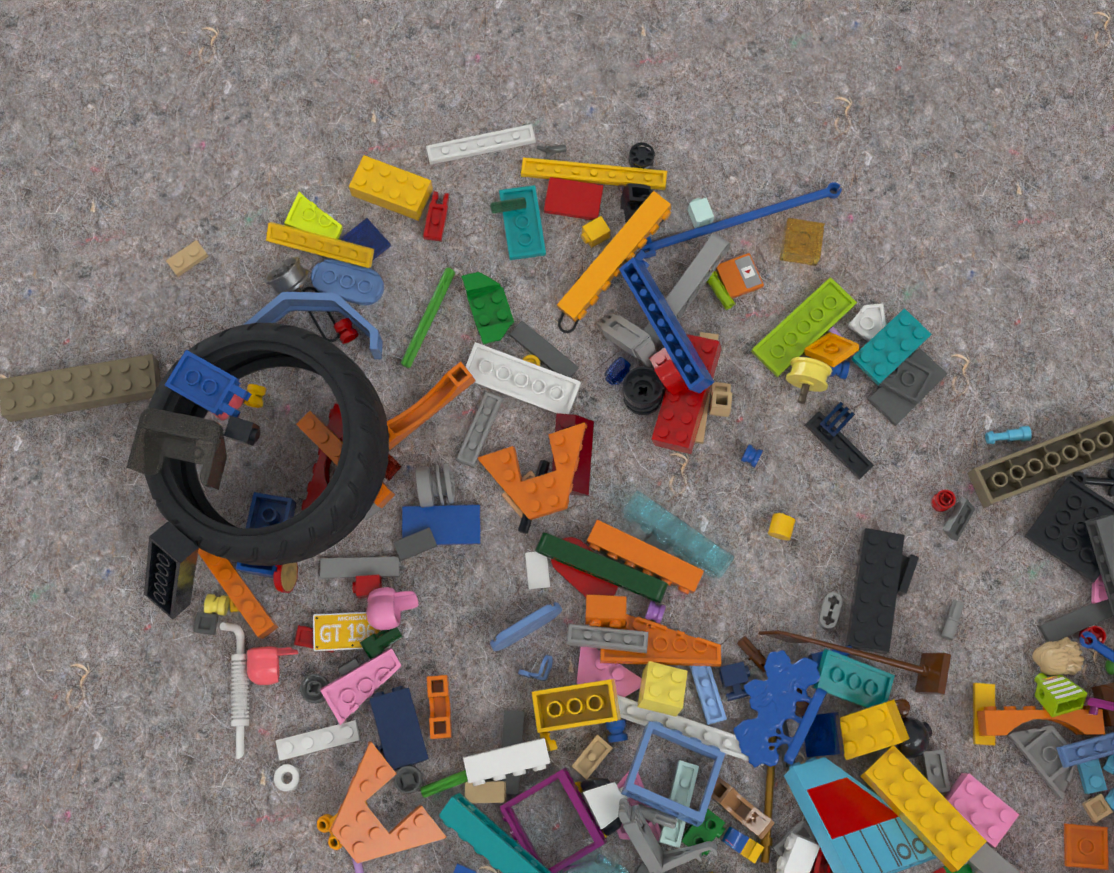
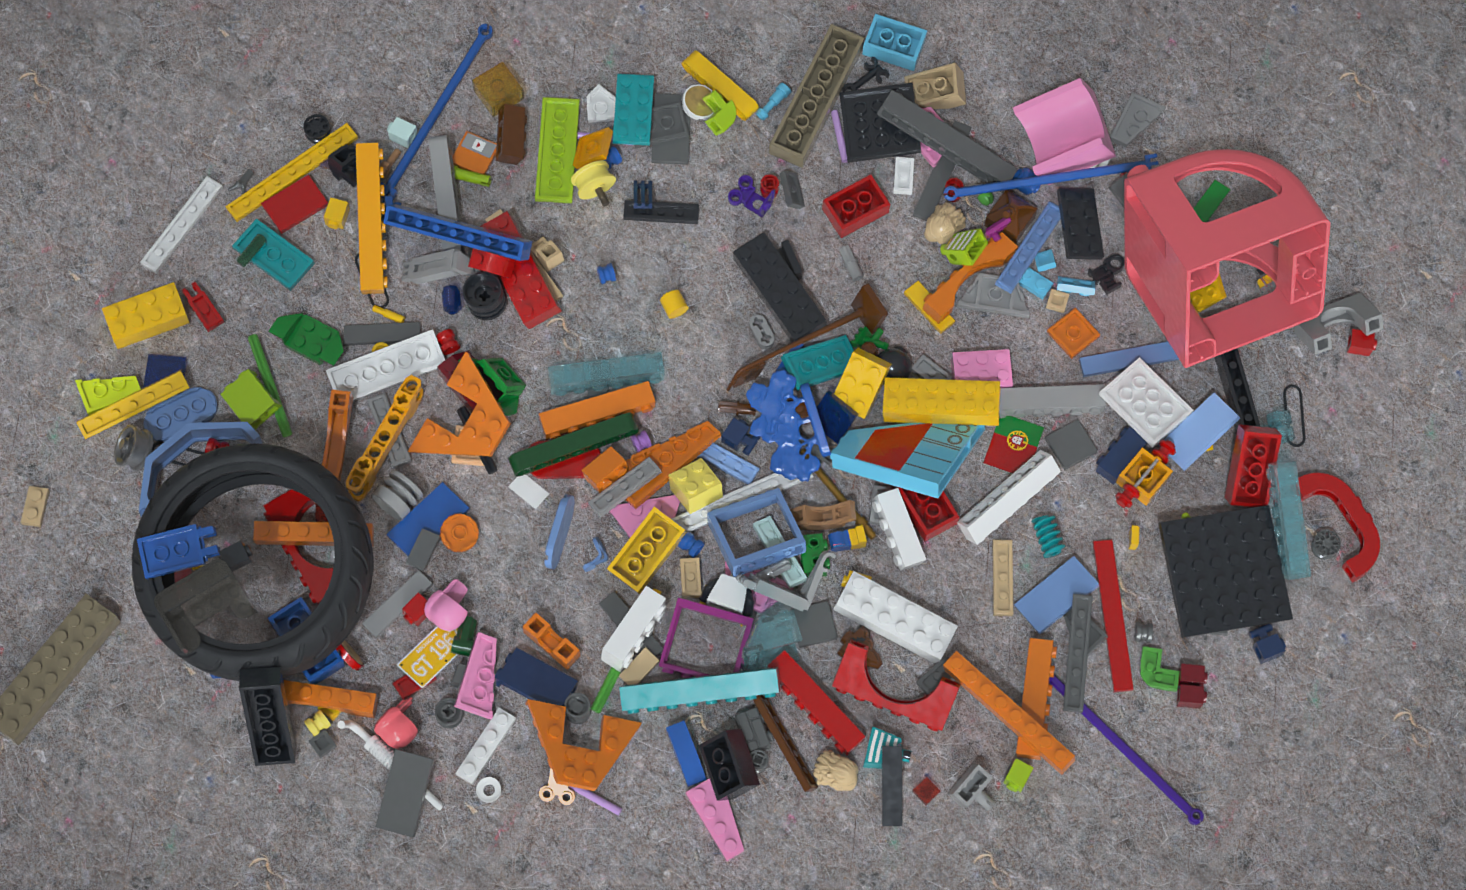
camera: 45 degrees left, 5 degrees down
(222, 721) = (404, 793): none -> dark grey tile
(401, 316) = (250, 399): none -> lime panel
(454, 555) = (459, 533): none -> orange tile
(496, 420) = (367, 467): none -> light orange piece
(563, 341) = (389, 314): none -> yellow piece
(584, 401) = (448, 342): none -> red wheel
(597, 468) = (505, 381): none -> green piece
(664, 228) = (389, 162): none -> medium nougat bar
(779, 284) = (511, 134): none -> reddish brown brick
(908, 691) = (865, 335): none -> green arm
(920, 492) = (747, 196): none -> dark purple piece
(948, 385) = (694, 104): none -> pearl gold tile
(960, 410) = (723, 112): none -> lime brick
(977, 386) = (710, 76): none -> yellow beam
(999, 579) = (856, 206): none -> red brick
(1037, 509) = (839, 135): none -> lavender bar
(1061, 588) = (903, 175): none -> white plate

